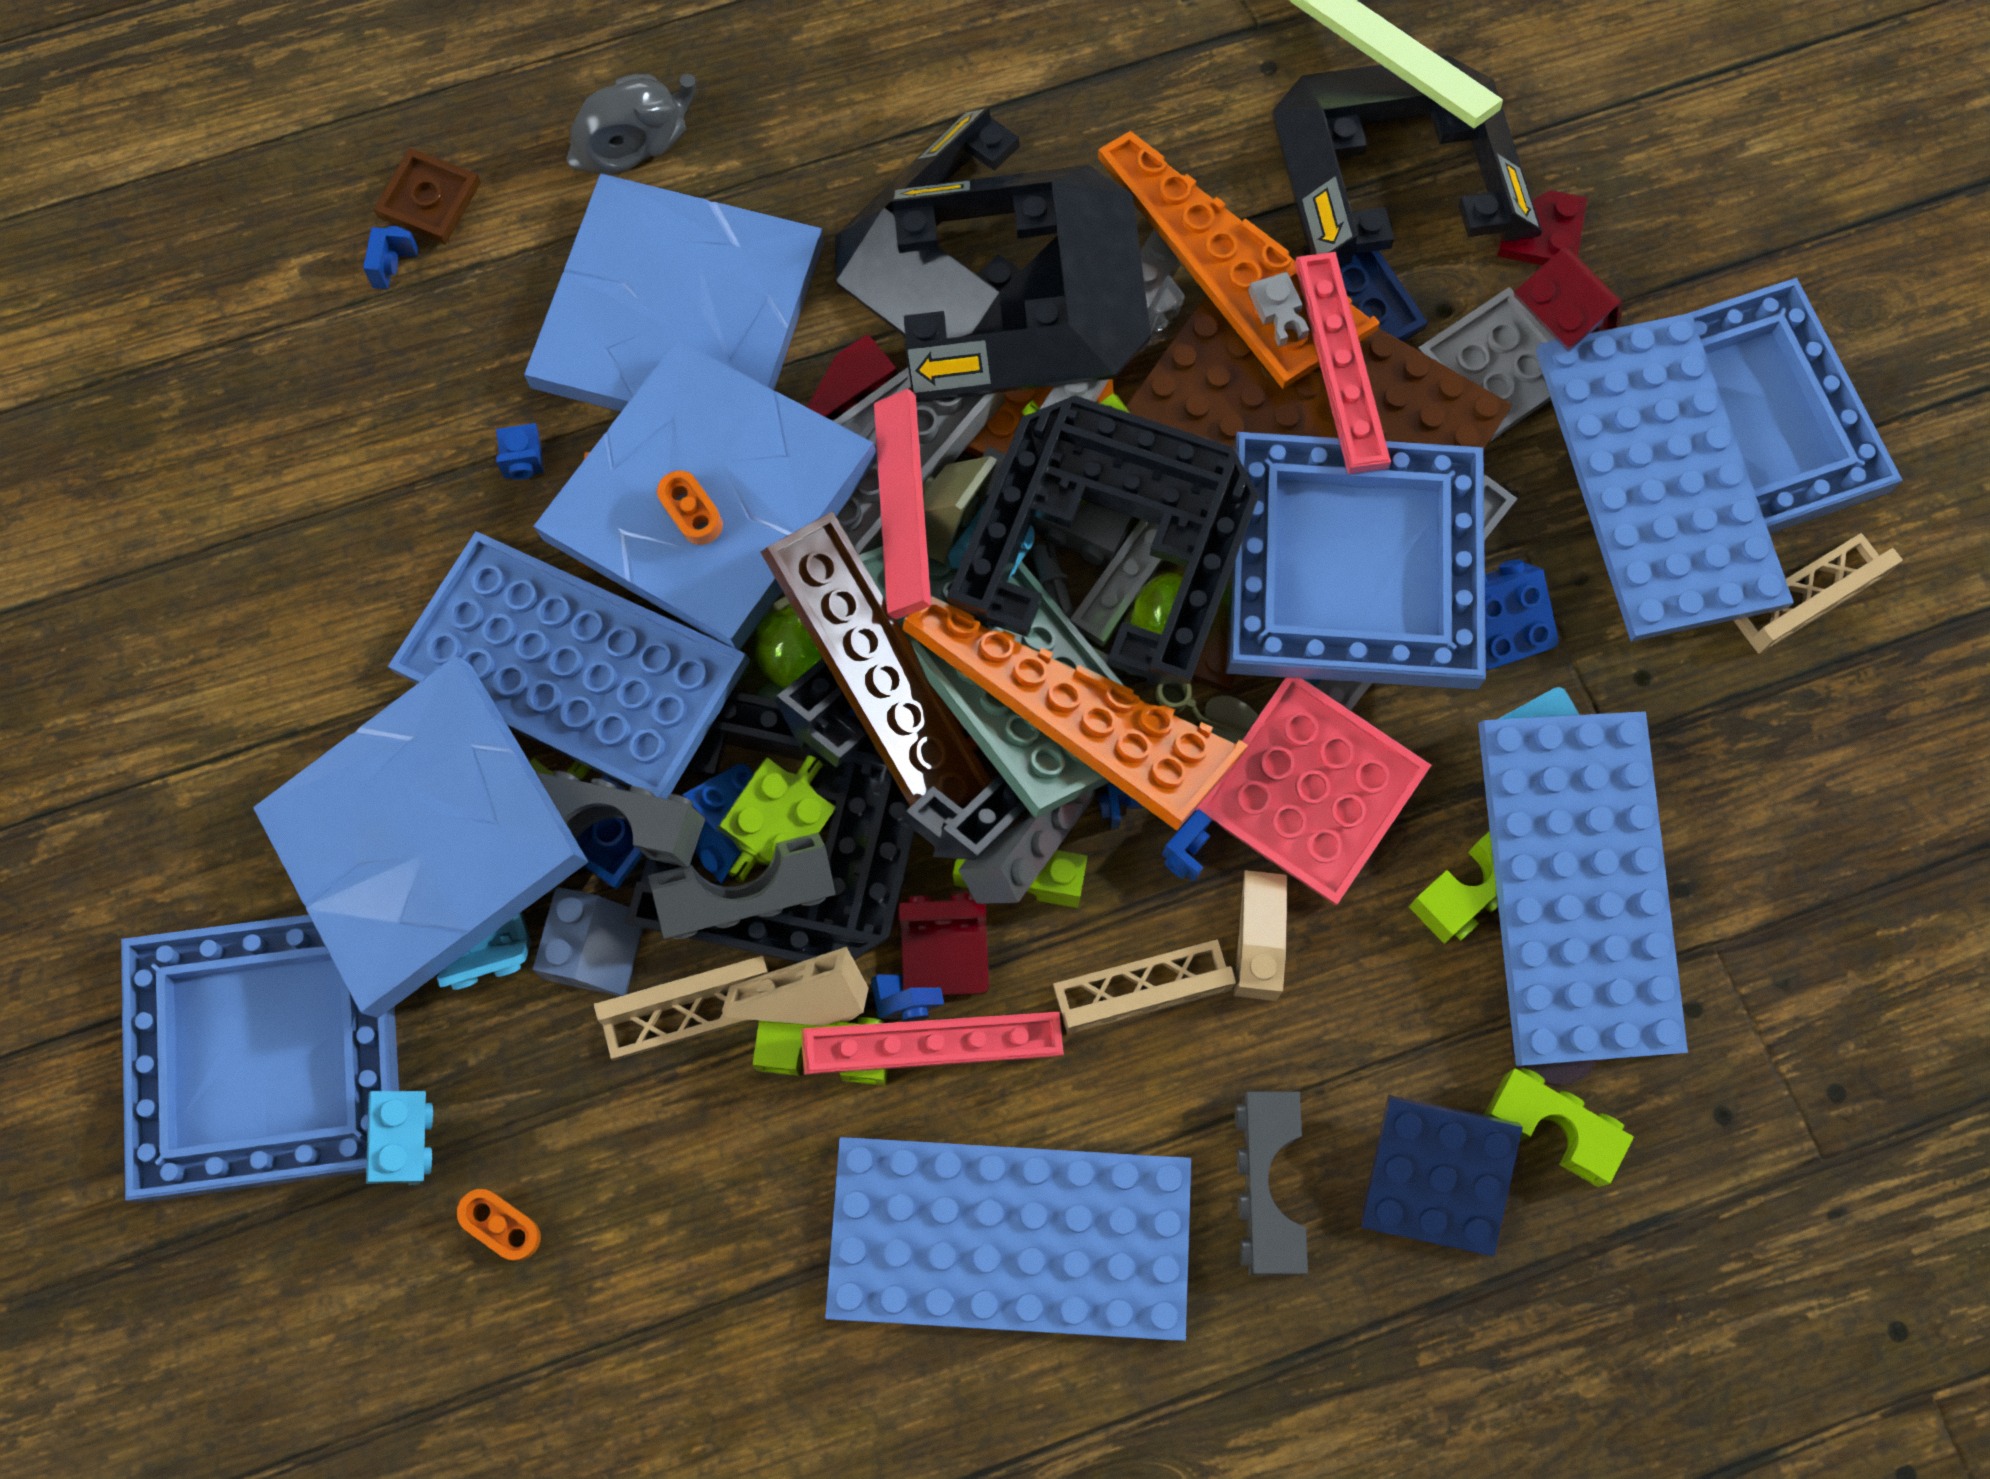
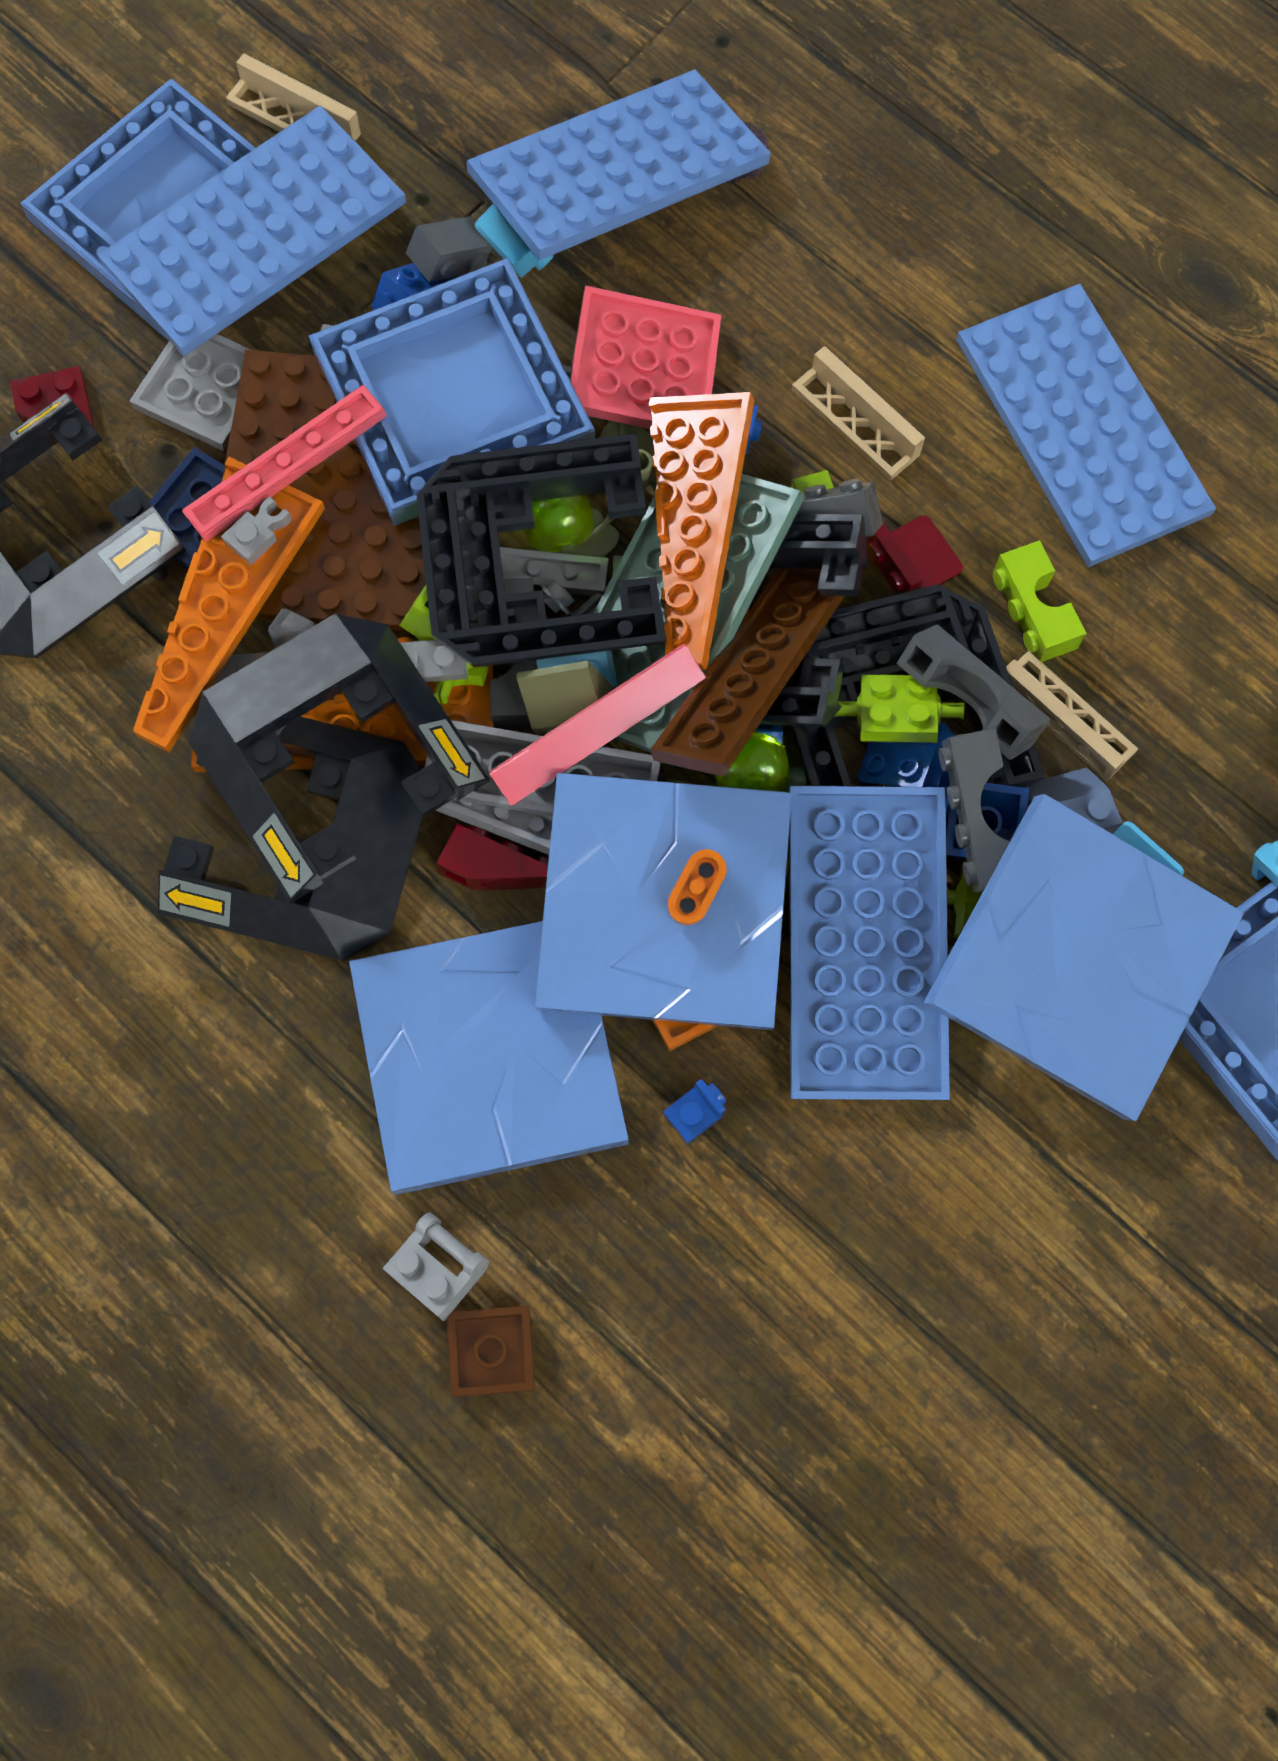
camera: 120 degrees left, 0 degrees up
(383, 253) = (579, 1349): blue bracket -> none
(519, 174) = (428, 1277): none -> light grey plate
(628, 123) = (323, 1200): dark grey piece -> none
(804, 993) = (1019, 624): tan slope -> none
(907, 1004) = (973, 554): blue bracket -> none
(931, 1043) = (994, 523): coral tile -> none
(1083, 568) = (557, 597): none -> light grey plate
(1262, 936) = (773, 353): tan slope -> none
(1273, 1241) = (908, 290): dark grey arch -> none
(1441, 1175) = (875, 174): dark blue plate -> none
(1451, 906) = (678, 241): lime arch -> none
(1546, 653) = (448, 249): none -> dark grey brick
(1569, 299) = (131, 336): dark red piece -> none
(1593, 1141) = (795, 145): lime arch -> none

